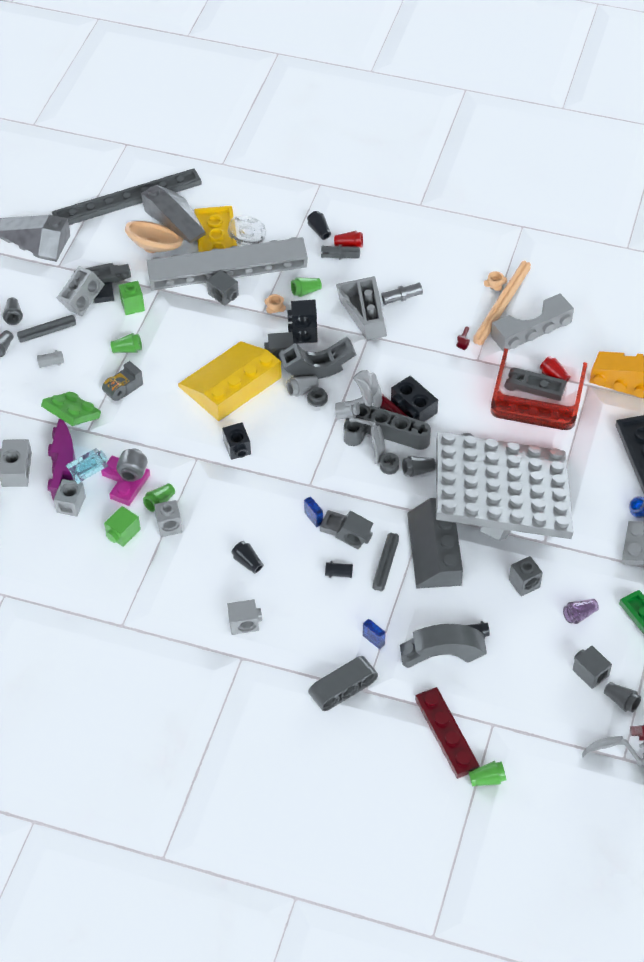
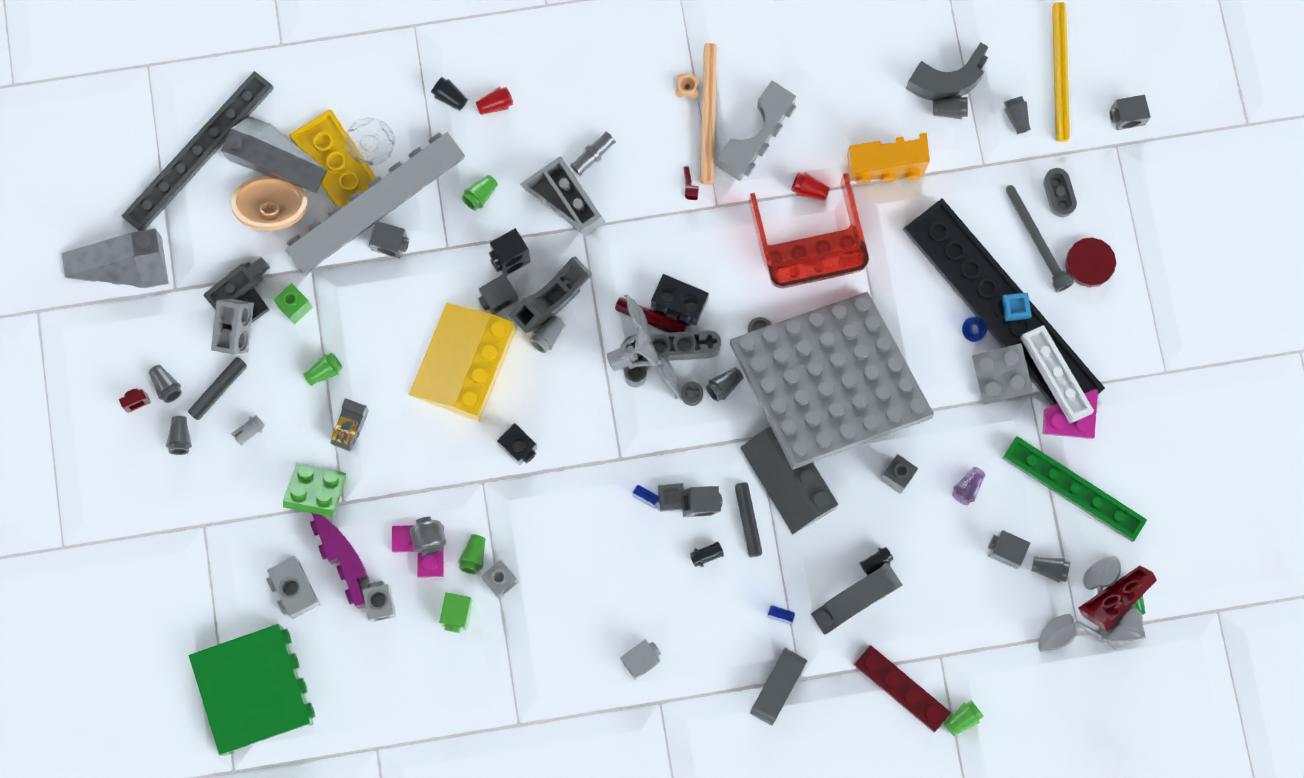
camera: 30 degrees left, 25 degrees up
(87, 465) = (381, 562): clear light blue slope -> none
(245, 555) = (605, 584): black cone -> none
(275, 304) = (458, 226): light nougat plate -> none
(317, 397) = (575, 335): dark grey plate -> none
(340, 252) = (493, 124): dark grey axle -> none
(535, 384) = (797, 215): dark grey plate -> none

